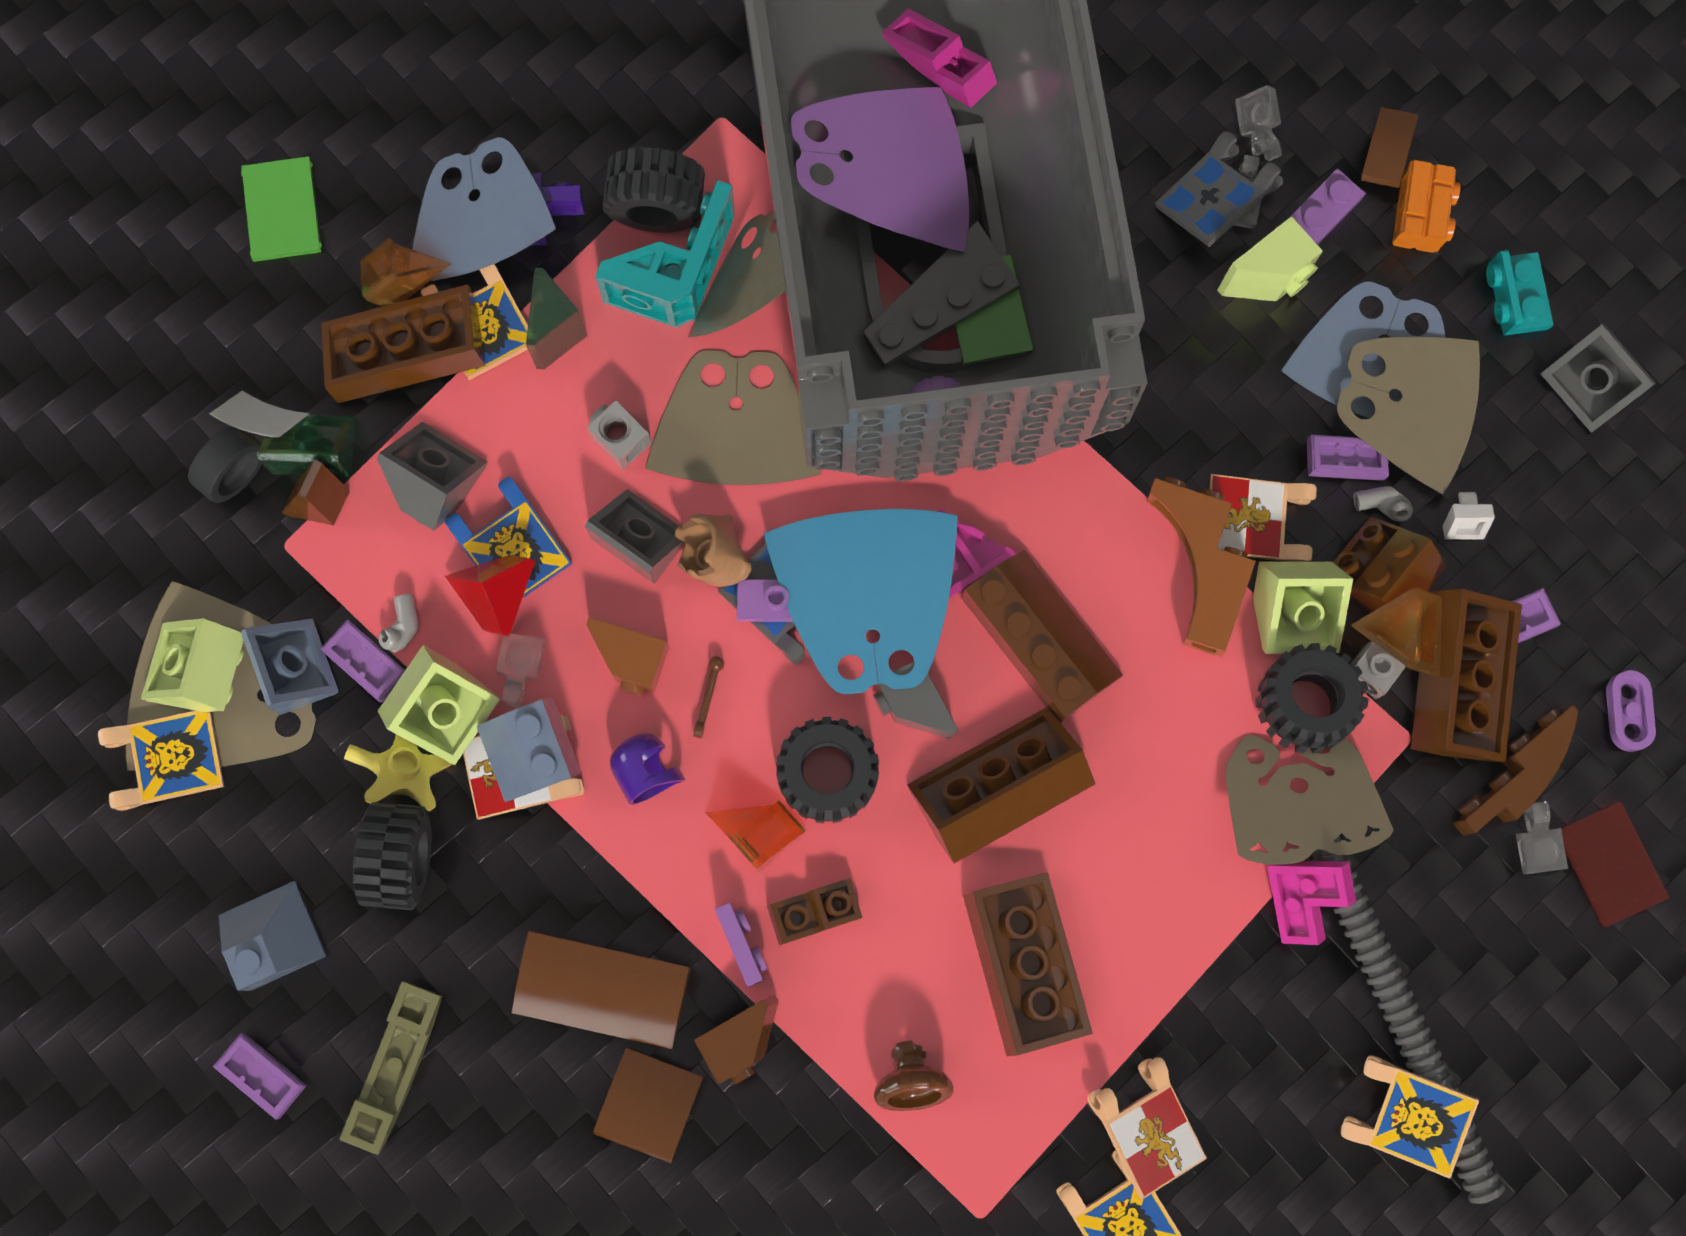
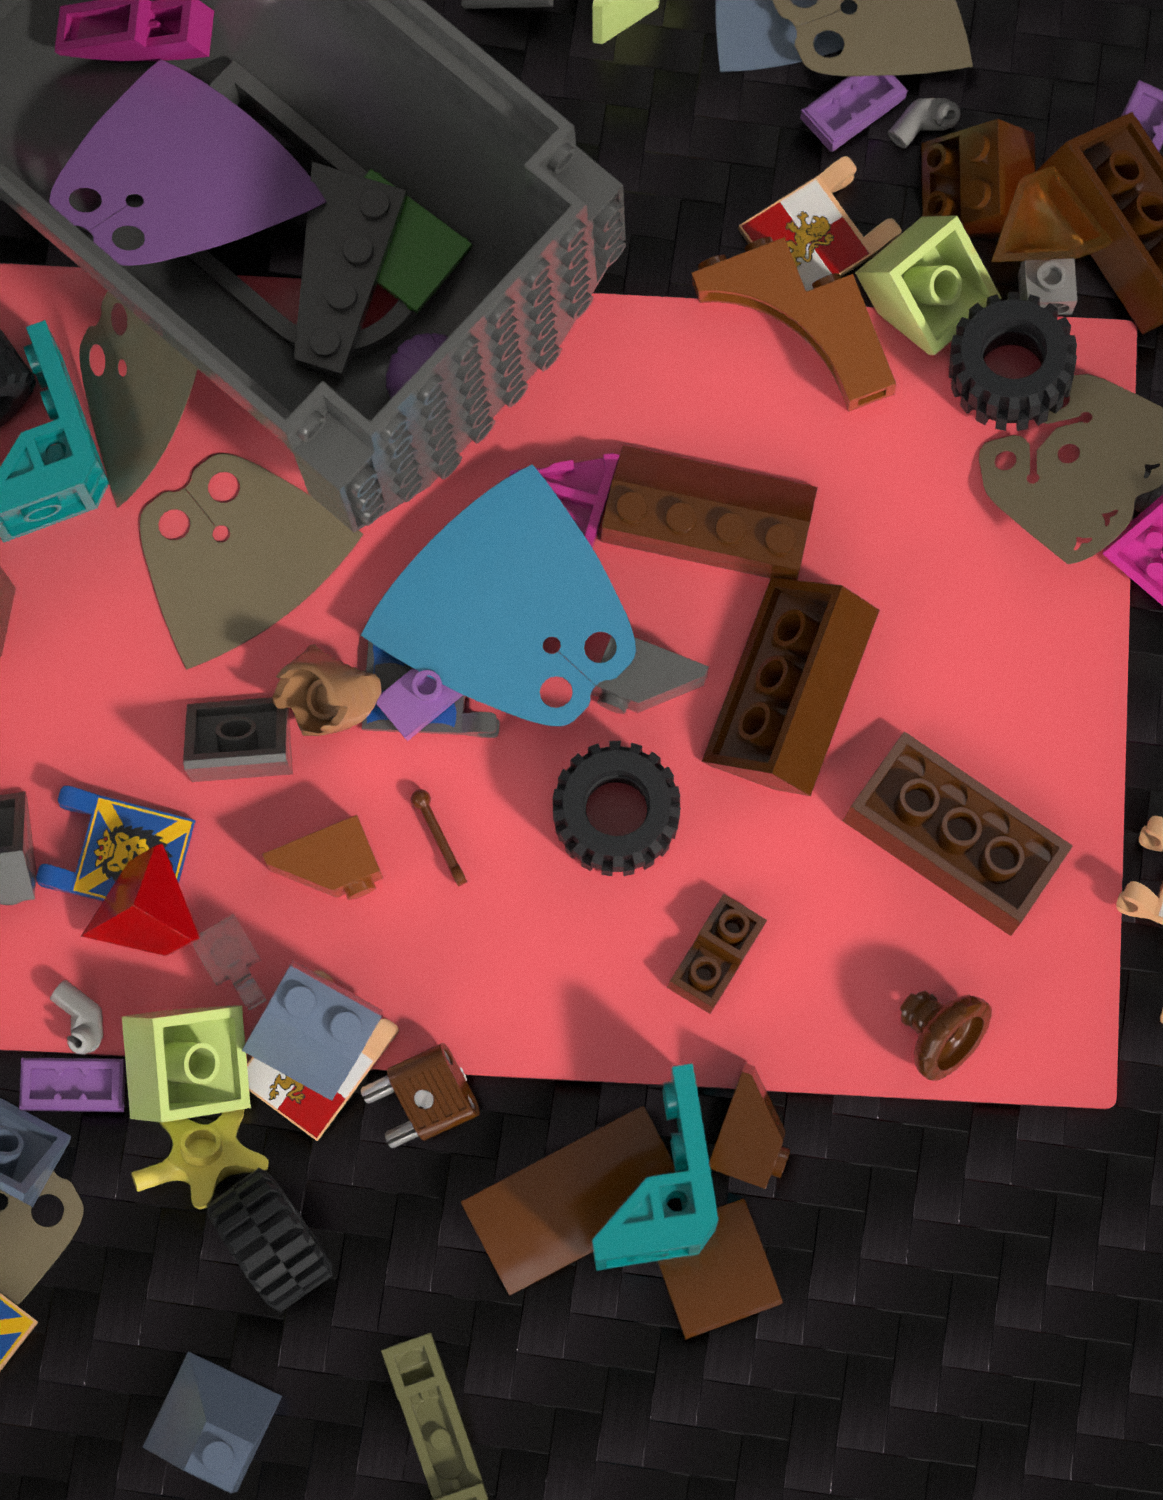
camera: 35 degrees left, 0 degrees up
(568, 847) = (430, 1092): none -> reddish brown piece
(623, 1043) = (645, 1225): none -> teal bracket
(627, 448) = (154, 666): light grey brick -> none
(642, 780) = (435, 960): dark purple helmet -> none
(735, 926) = (655, 1031): medium lavender plate -> none
(759, 831) = (598, 924): clear orange slope -> none
(1468, 518) = (1015, 70): white tile -> none

